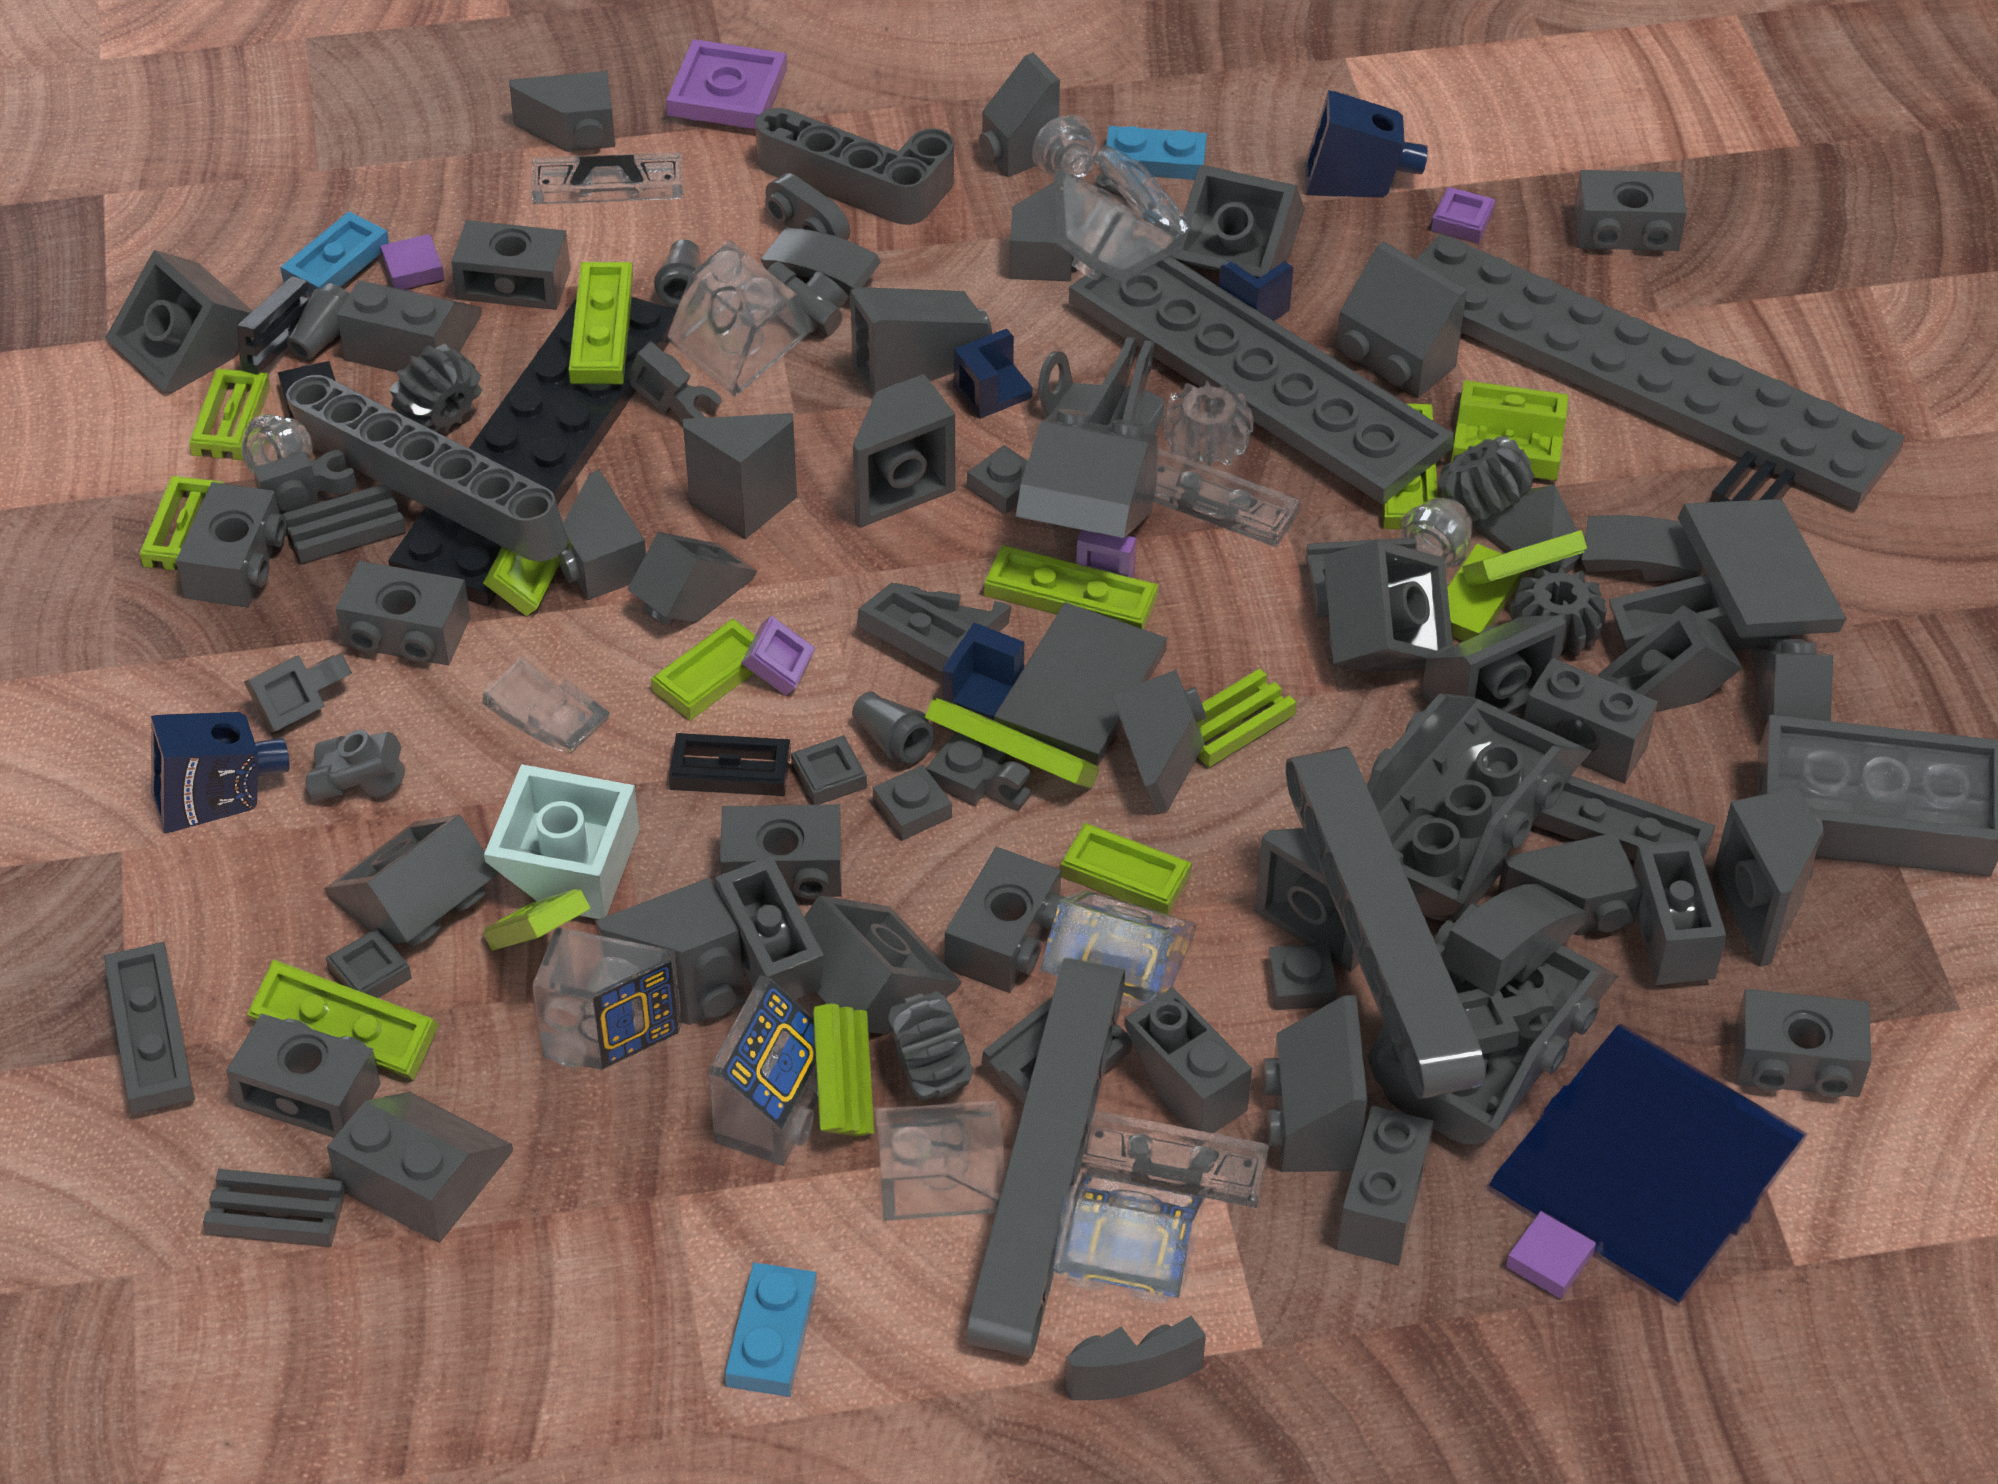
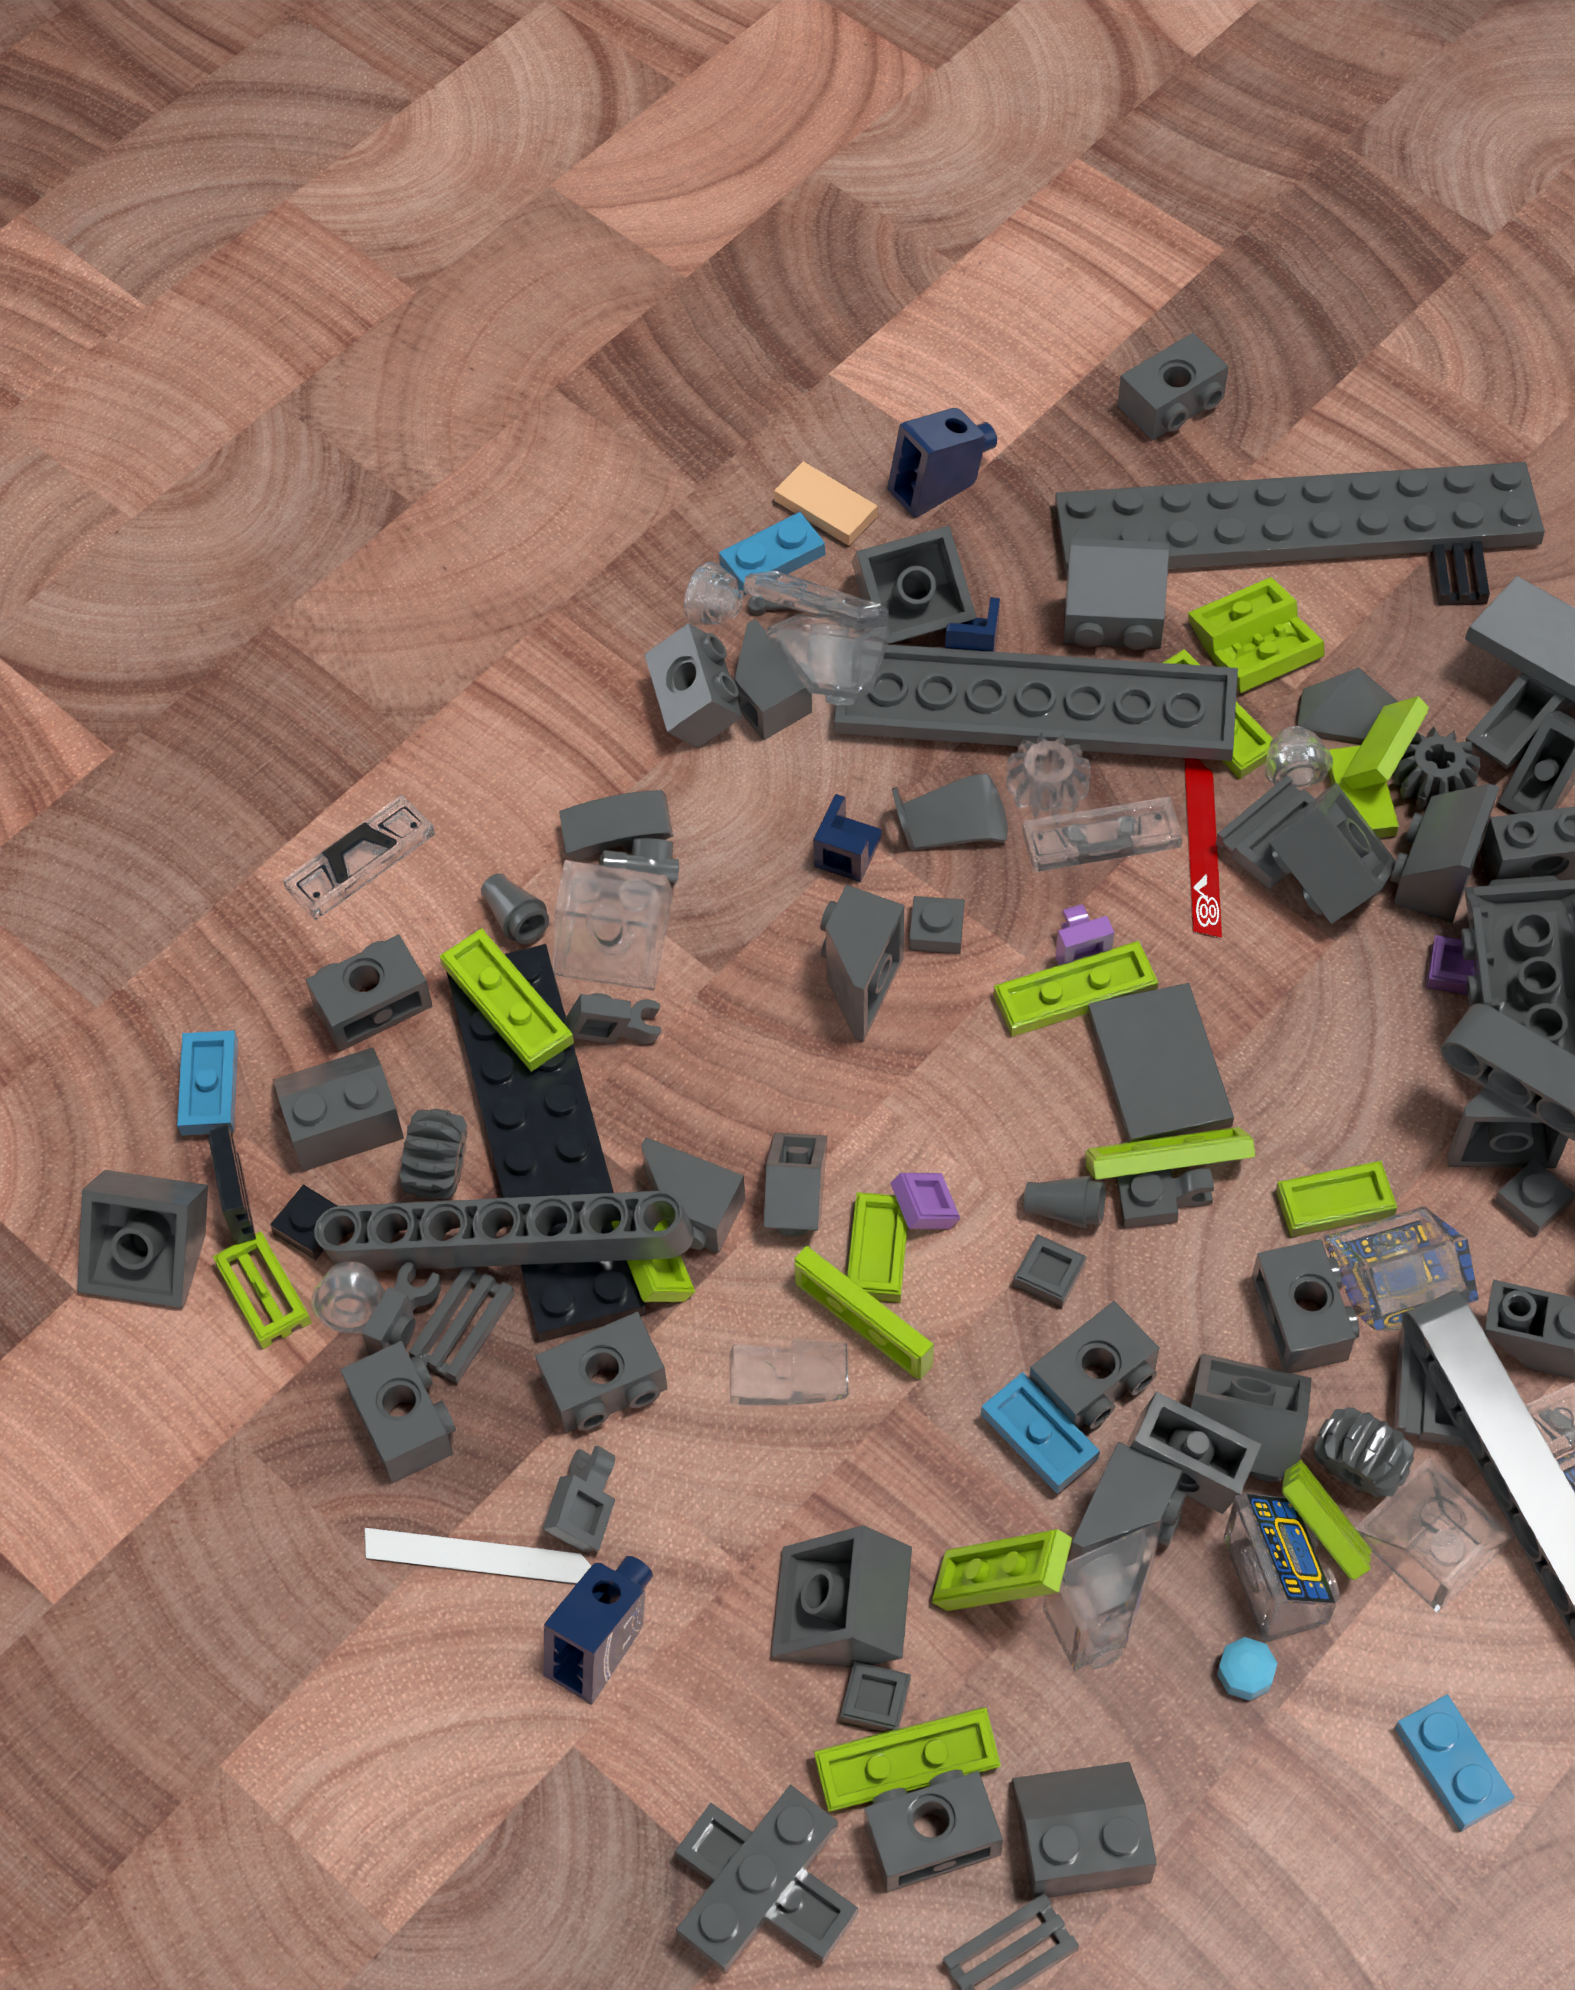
camera: 35 degrees left, 10 degrees up
(136, 1009) = (757, 1878): none -> dark grey plate
(153, 545) = (346, 1455): lime tile -> none
(179, 671) = (475, 1556): none -> white sticker
(318, 322) = (259, 1149): dark grey cone -> none
(355, 761) = (691, 1540): dark grey plate -> none
(412, 262) = (274, 1043): medium lavender tile -> none
(565, 109) = (270, 815): dark grey slope -> none
(565, 835) = (937, 1480): light aqua slope -> none
(642, 699) = (863, 1313): none -> lime tile
(675, 1144) = (1247, 1668): none -> medium azure tile
(689, 850) = (1040, 1432): none -> dark azure plate
(726, 83) = (376, 705): medium lavender plate -> none
(728, 771) = (949, 1358): black tile -> none
(741, 468) = (751, 1062): dark grey slope -> none
(803, 207) = (559, 784): dark grey plate -> none
(857, 171) = (493, 731): dark grey beam -> none
(910, 333) = (764, 848): dark grey slope -> none
(912, 802) = (1136, 1254): dark grey plate -> none
(925, 622) = (1010, 1092): dark grey wing -> none
(979, 197) = (693, 685): none -> dark grey brick
(982, 670) = (1089, 1107): dark blue panel -> none
(1017, 115) = (659, 588): dark grey slope -> none
(1095, 472) = (1042, 882): dark grey slope -> none
(1162, 733) = (1273, 1070): dark grey slope -> none
(1235, 703) = (1300, 981): lime tile -> none
(1238, 139) = (826, 503): none -> light nougat tile
(1292, 559) = (1203, 849): none -> red sticker
(1463, 215) = (1050, 464): medium lavender tile -> none
(1487, 477) = (1295, 691): dark grey gear -> none
(1642, 543) = (1443, 673): dark grey slope -> none

